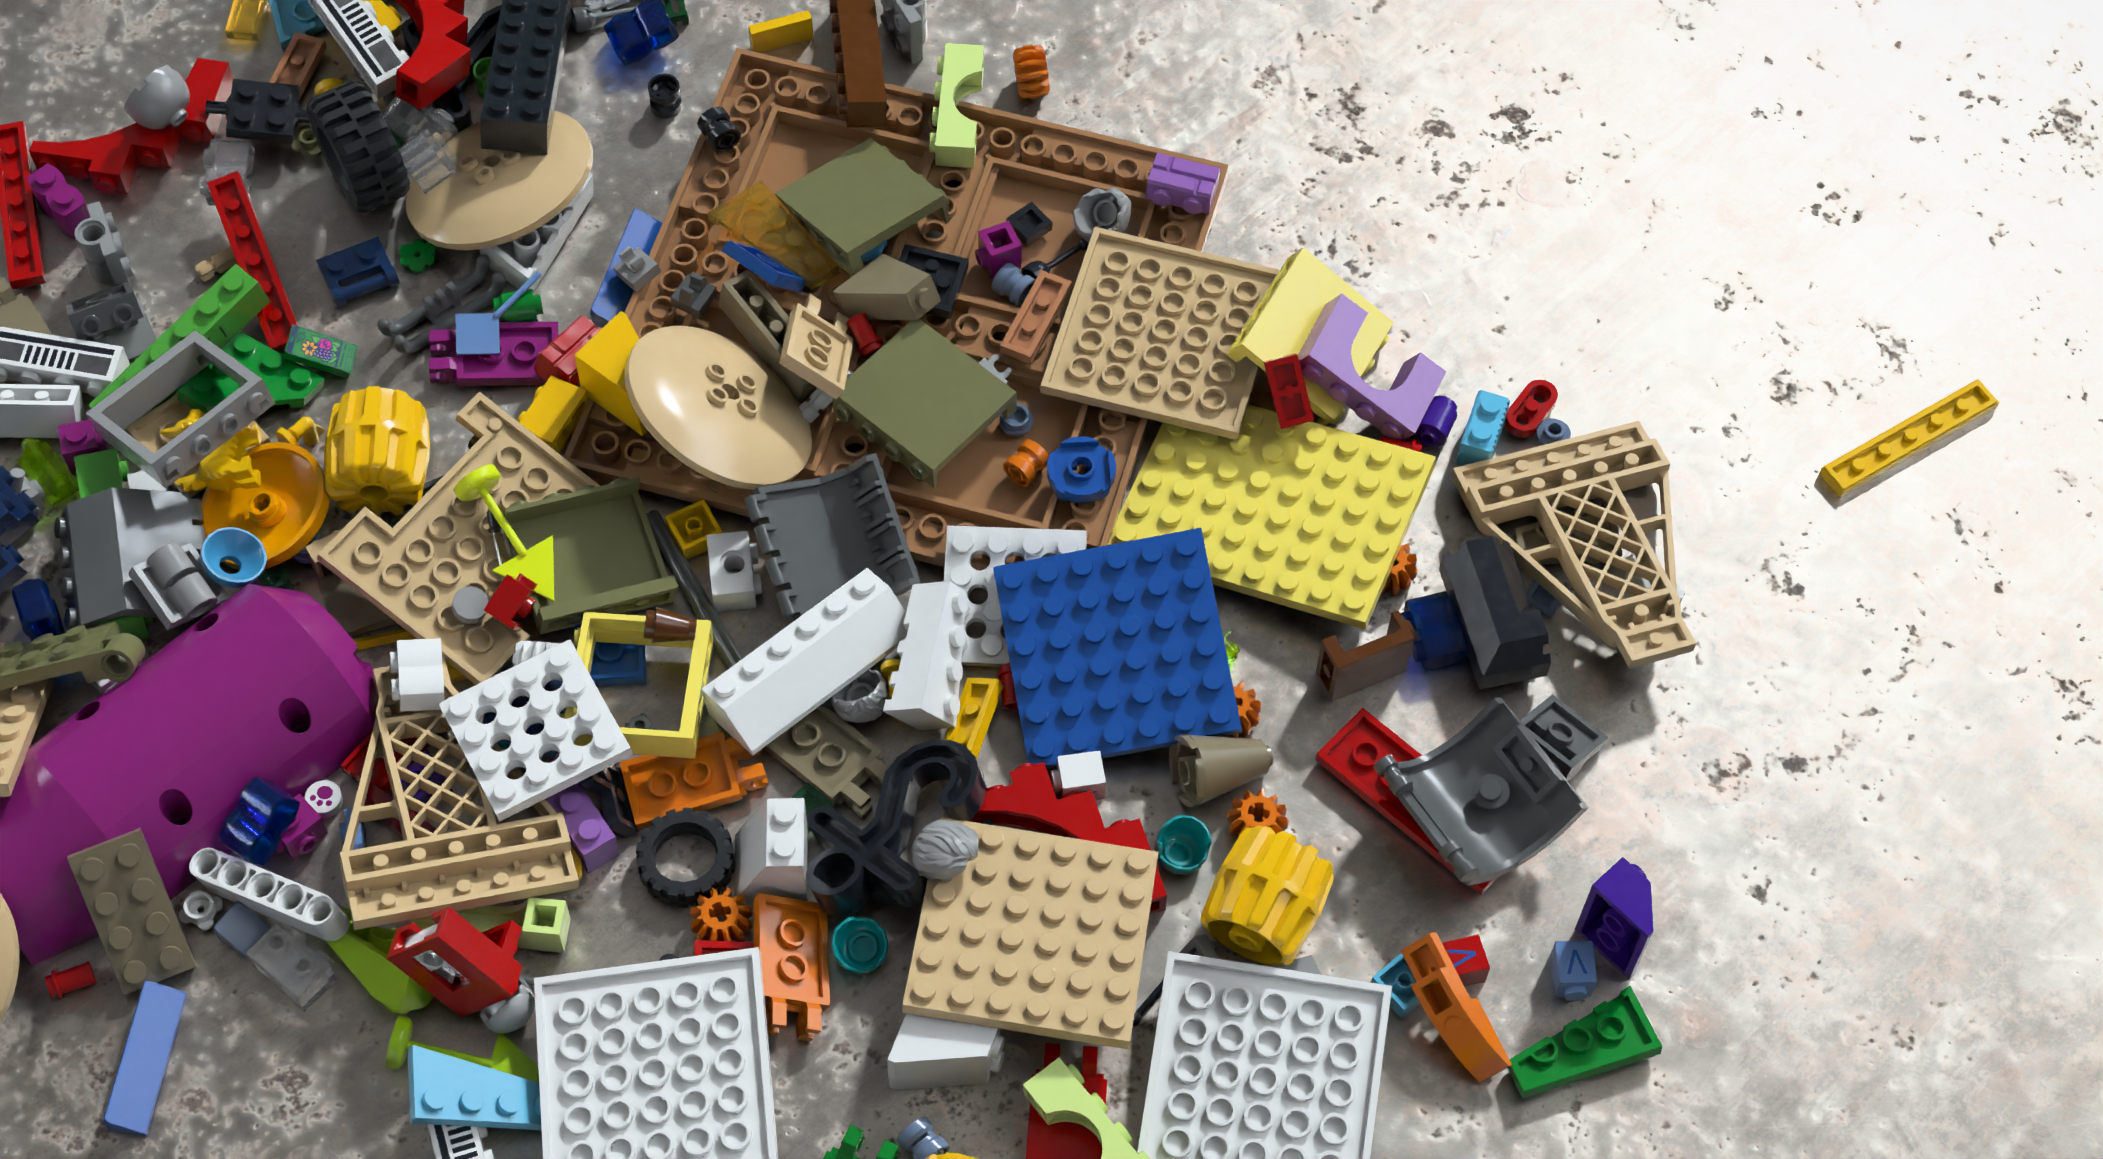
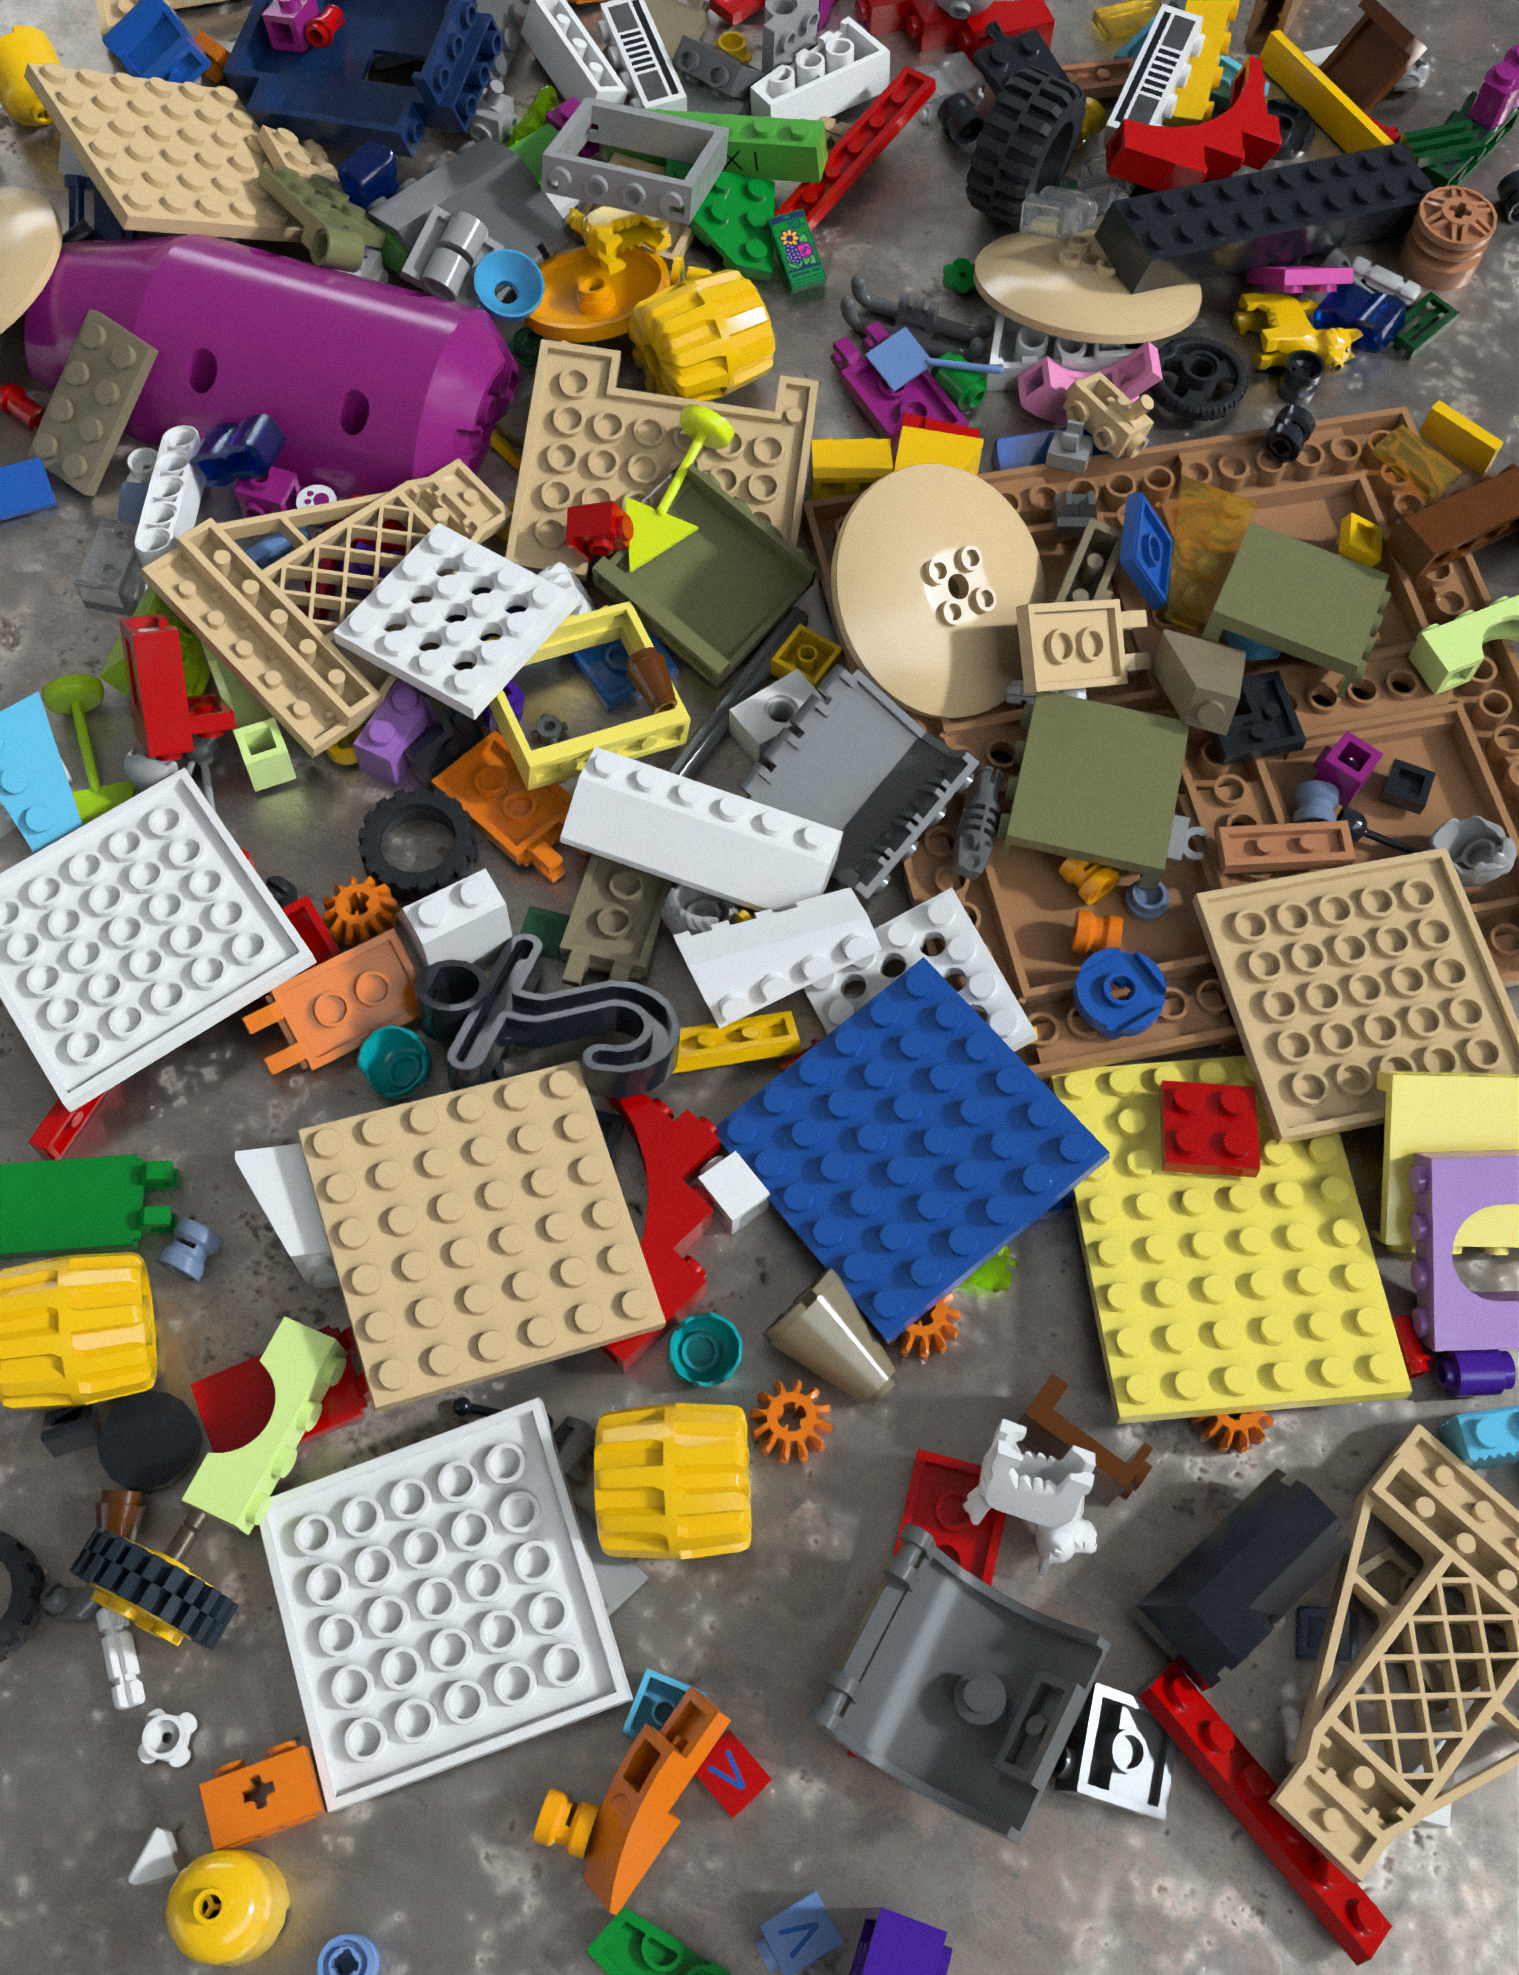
camera: 60 degrees right, 5 degrees up
(71, 288) = (734, 44): none -> yellow plate
(165, 244) = (827, 79): none -> white wedge
(269, 176) = (961, 119): none -> black wheel
(354, 265) = (910, 239): dark blue plate -> none
(419, 674) = (466, 493): white brick -> none
(469, 605) = (575, 493): light grey tile -> none
(586, 43) = (1300, 278): none -> dark pink plate
(590, 232) = (1046, 382): none -> bright pink arch
(621, 158) = (1197, 373): none -> black wheel
(622, 81) = (1286, 329): none -> yellow animal
(630, 226) = (1109, 415): none -> tan brick
(790, 69) = (1417, 462): none -> clear yellow tile
(828, 139) = (1360, 540): none -> yellow tile
(864, 335) = (1138, 687): red pin -> none
(912, 489) = (978, 825): none -> dark grey hinge
(944, 849) = (520, 1078): light grey hair -> none
(983, 445) = (1091, 878): none -> light orange wheel
(1204, 472) = (1209, 1129): none -> red plate
(1288, 391) = (1371, 1163): red hinge -> none
(1387, 689) = (1039, 1492): none -> white animal
(1437, 631) = (1177, 1513): clear blue brick -> none
(1442, 1071) = (554, 1820): none -> light orange wheel
(1622, 682) = (1246, 1791): none -> red plate

